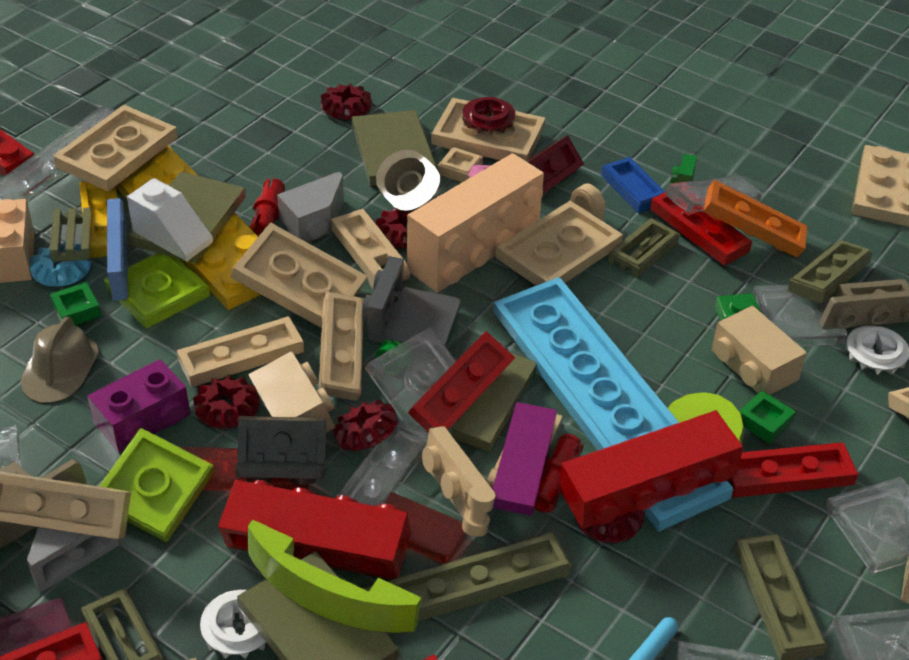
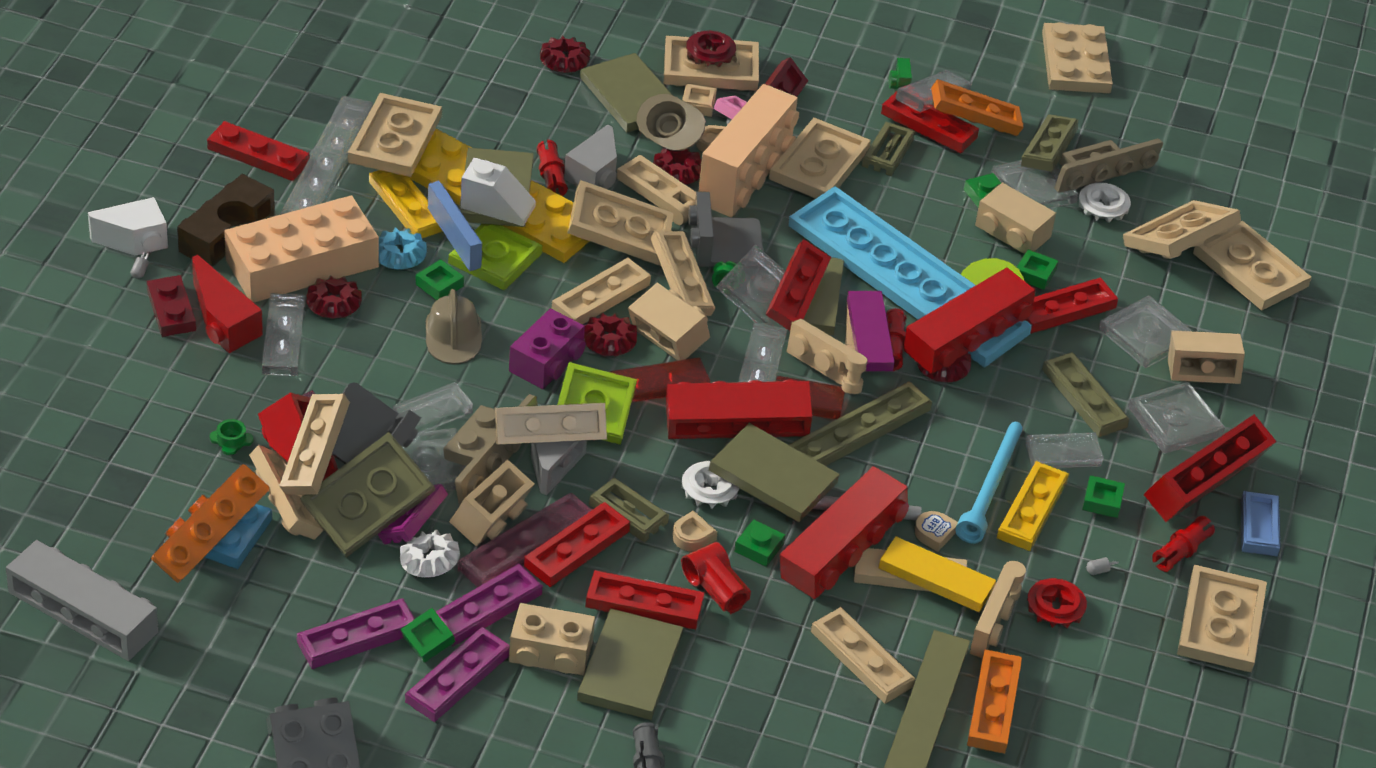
camera: 20 degrees left, 0 degrees up
(71, 220) = (408, 218): olive tile -> none
(281, 448) = (687, 356): pearl dark grey bracket -> none
(377, 421) = (724, 341): dark red gear -> none
(380, 609) = (775, 443): lime slope -> none
(589, 199) = (829, 112): tan tile -> none
(631, 183) = (856, 92): blue tile -> none

